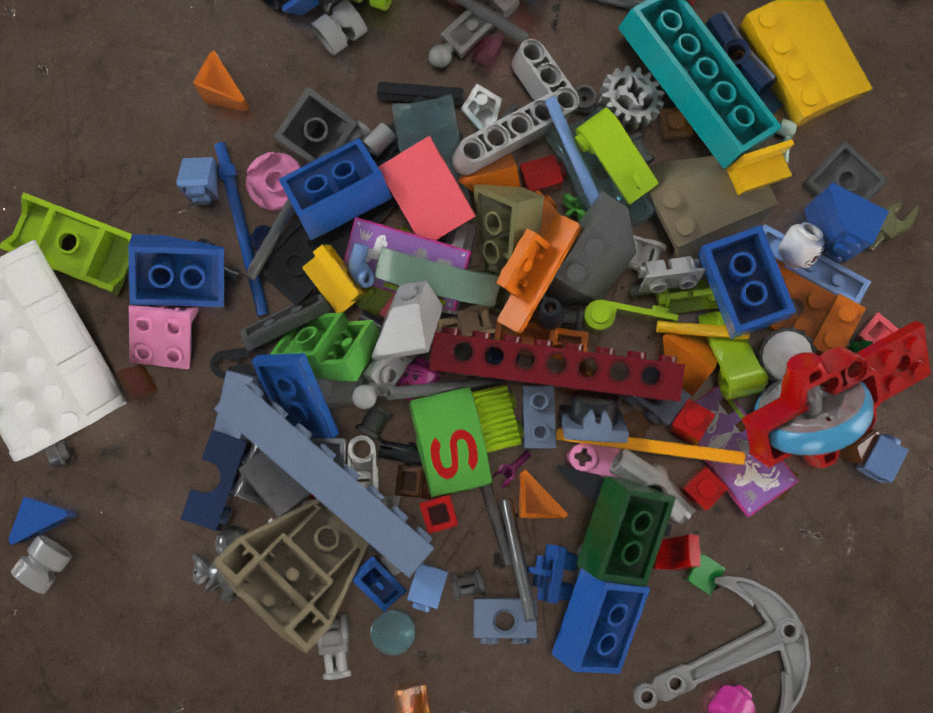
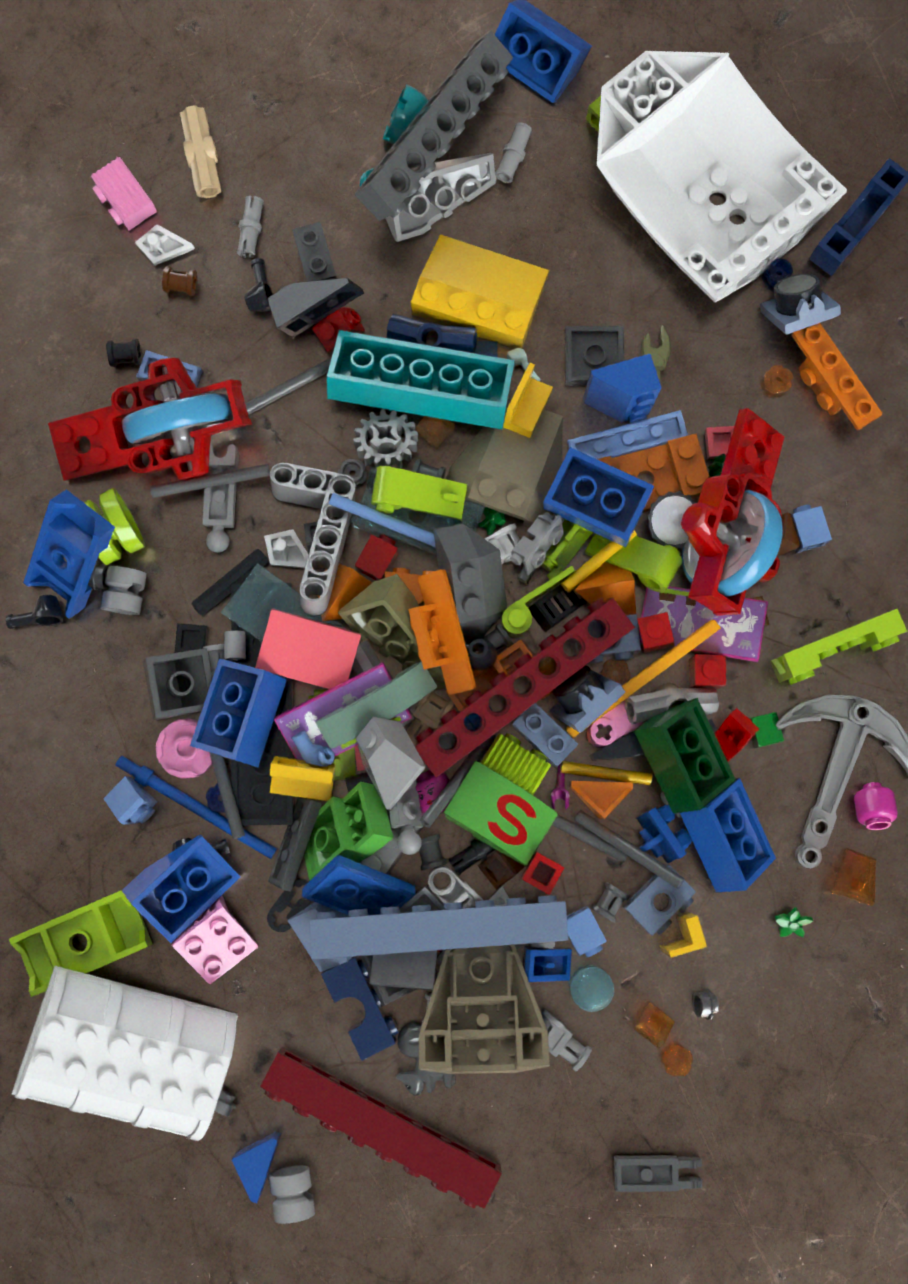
camera: 40 degrees left, 0 degrees up
(137, 382) = (230, 993): reddish brown slope -> none
(148, 581) = (381, 1128): none -> dark red brick
(217, 86) = (75, 720): orange slope -> none
(355, 105) = (190, 637): none -> black tile
(488, 50) = (248, 503): clear pink slope -> none
(503, 665) = (692, 936): none -> yellow panel
(556, 489) = (606, 773): none -> yellow bar
(574, 206) = (422, 558): bright green plant -> none
(621, 330) = (546, 612): none -> black slope
(653, 227) = (492, 519): none -> green plant
(802, 245) = (610, 432): white head -> none
(856, 580) = (876, 632): none -> lime piece

